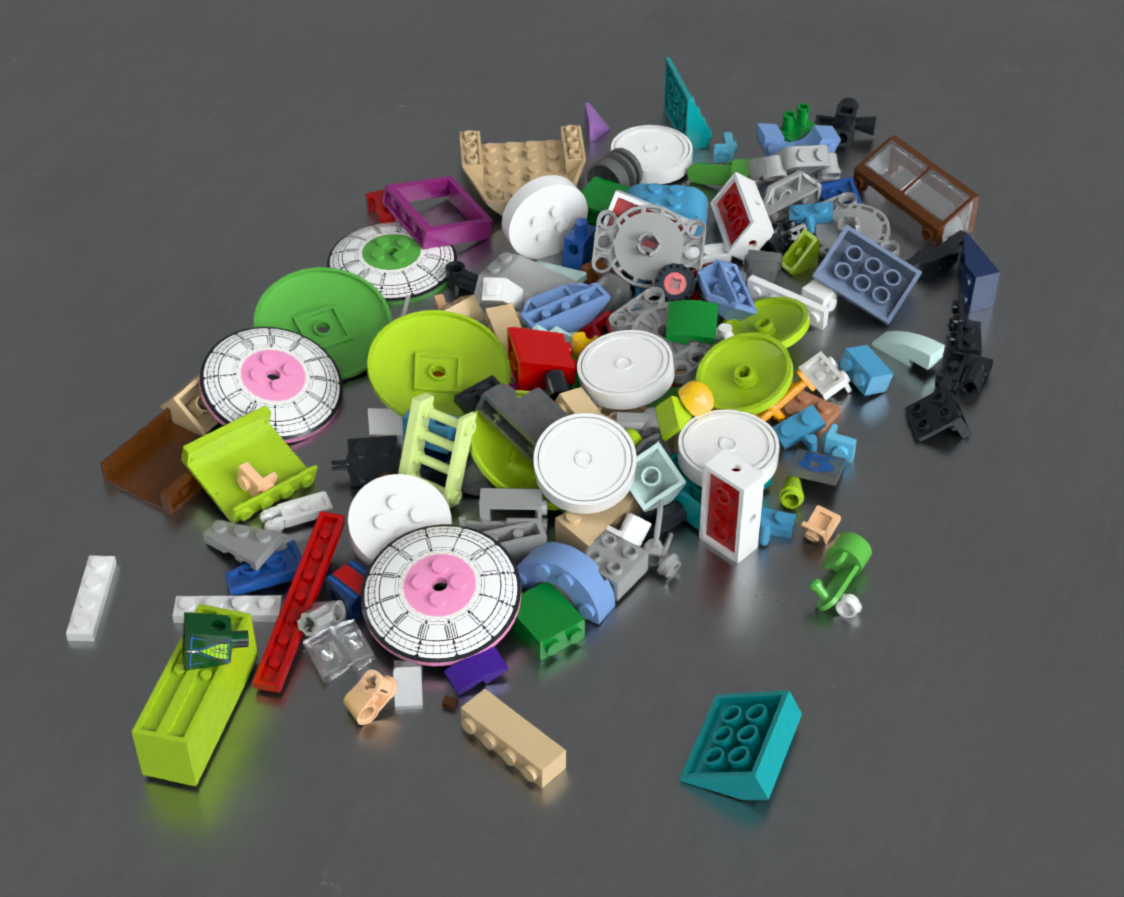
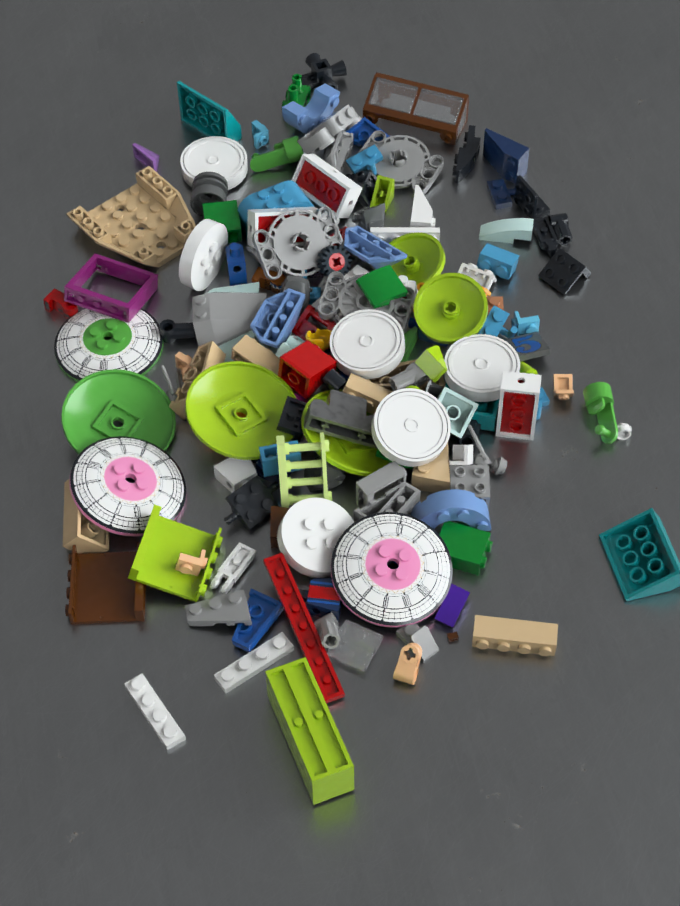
camera: 35 degrees left, 10 degrees up
(209, 640) = (309, 692): dark green torso -> none
(499, 292) = (224, 333): white slope -> none
(696, 397) = (438, 341): yellow hair -> none
(867, 274) = (443, 190): sand blue slope -> none
(939, 312) = (500, 194): none -> dark blue plate

